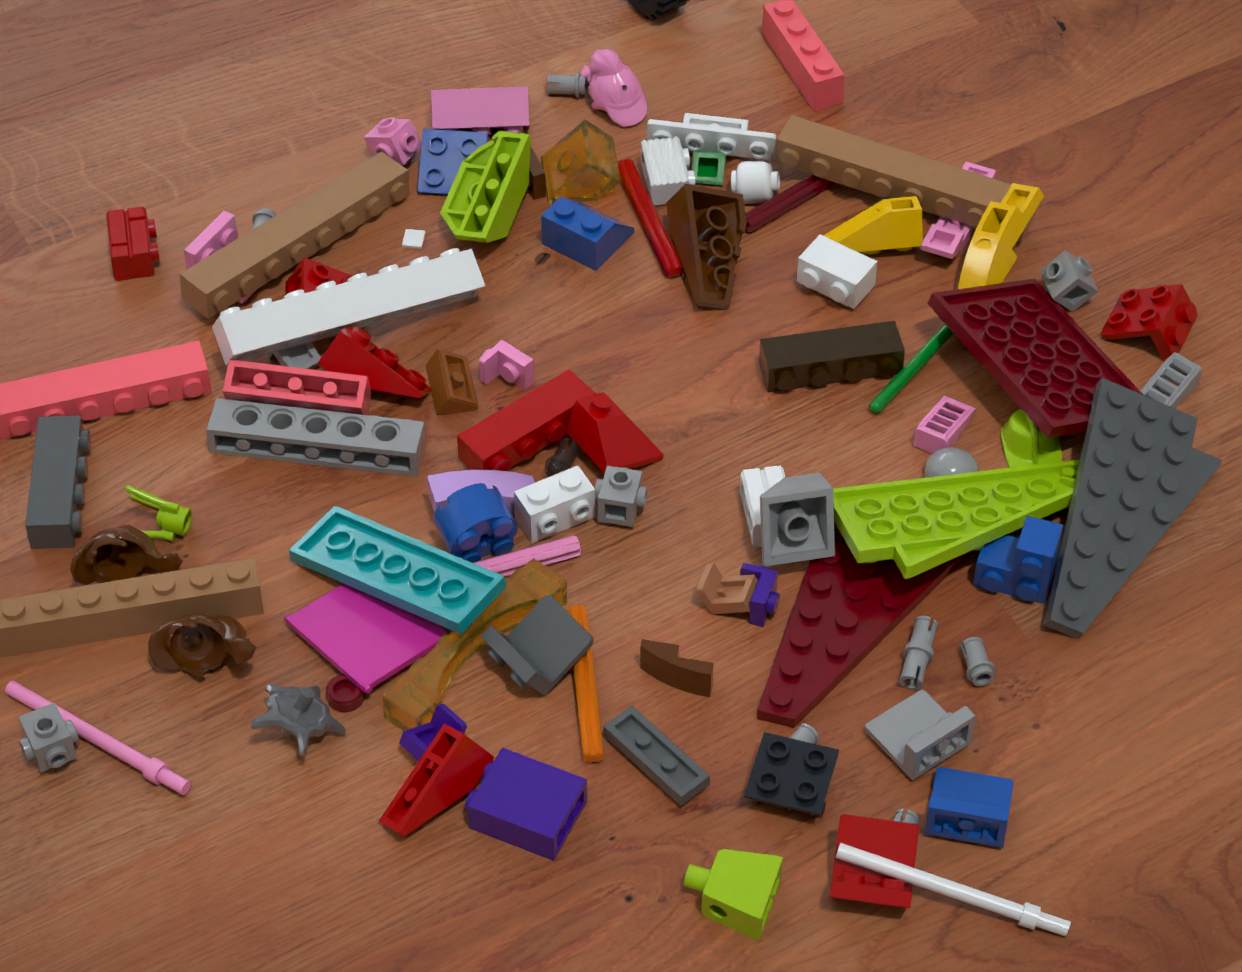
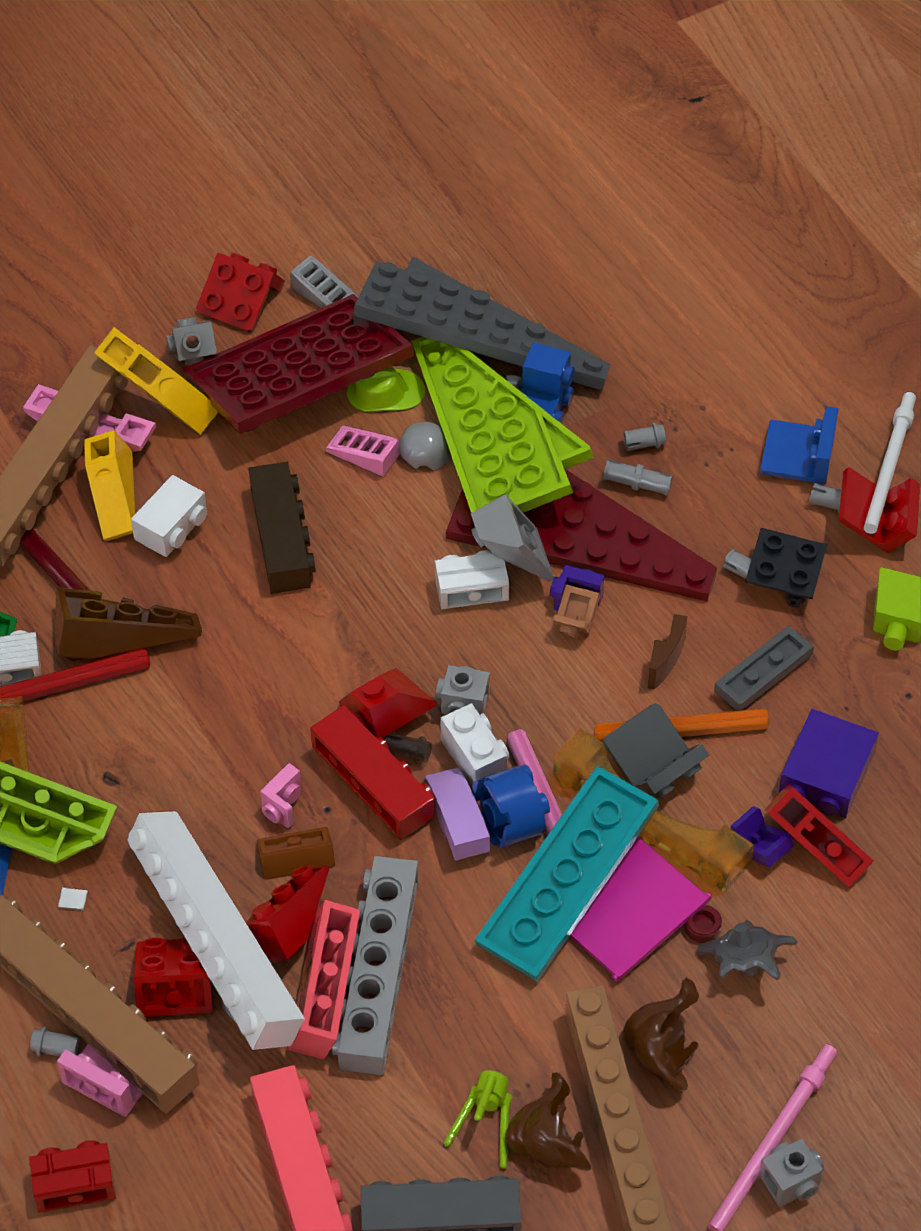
camera: 90 degrees left, 5 degrees up
(582, 232) = (86, 732): blue slope -> none
(755, 181) = (28, 584): white head -> none
(910, 369) = (225, 432): green piece -> none
(921, 733) = (730, 476): light grey bracket -> none

